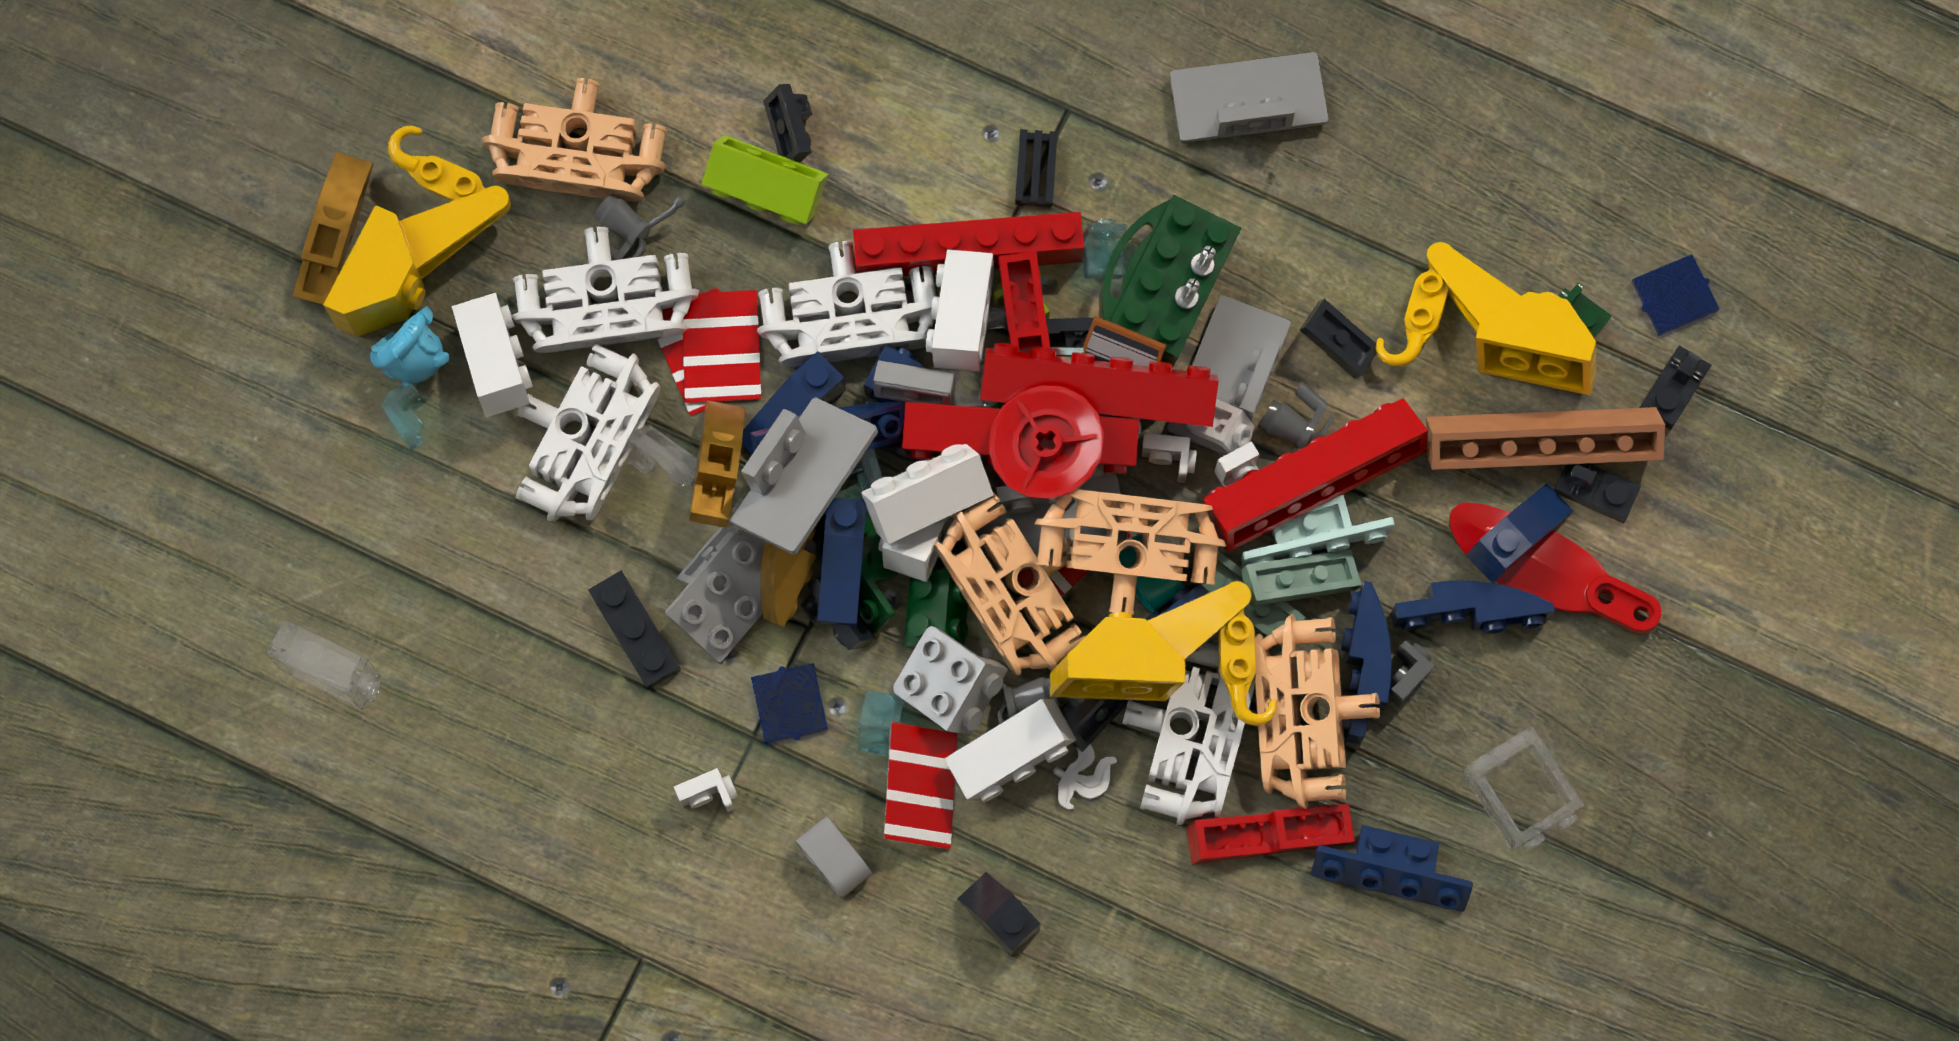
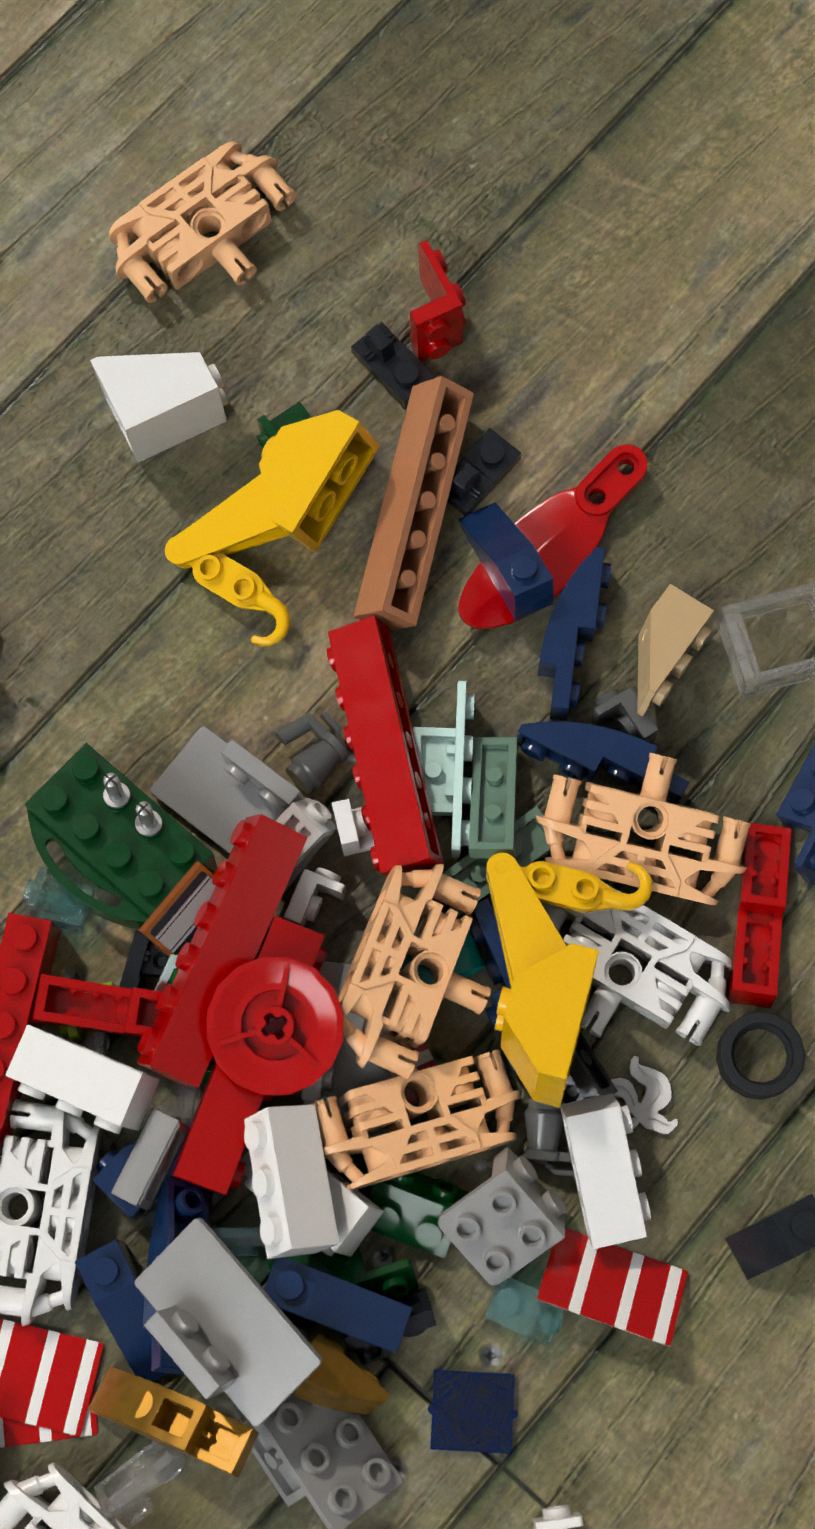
camera: 70 degrees left, 0 degrees up
(833, 857) = (669, 1411): light grey beam -> none
(1144, 831) = (788, 1036): none -> black tyre
(1339, 338) = (239, 680): black hinge -> none
(1496, 690) = (664, 642): none -> tan slope
(1568, 195) = (161, 398): none -> white slope
(1675, 295) = (294, 335): clear blue piece -> none
(1721, 415) = (440, 323): none -> red bracket
(1757, 161) = (195, 202): none -> light nougat piece

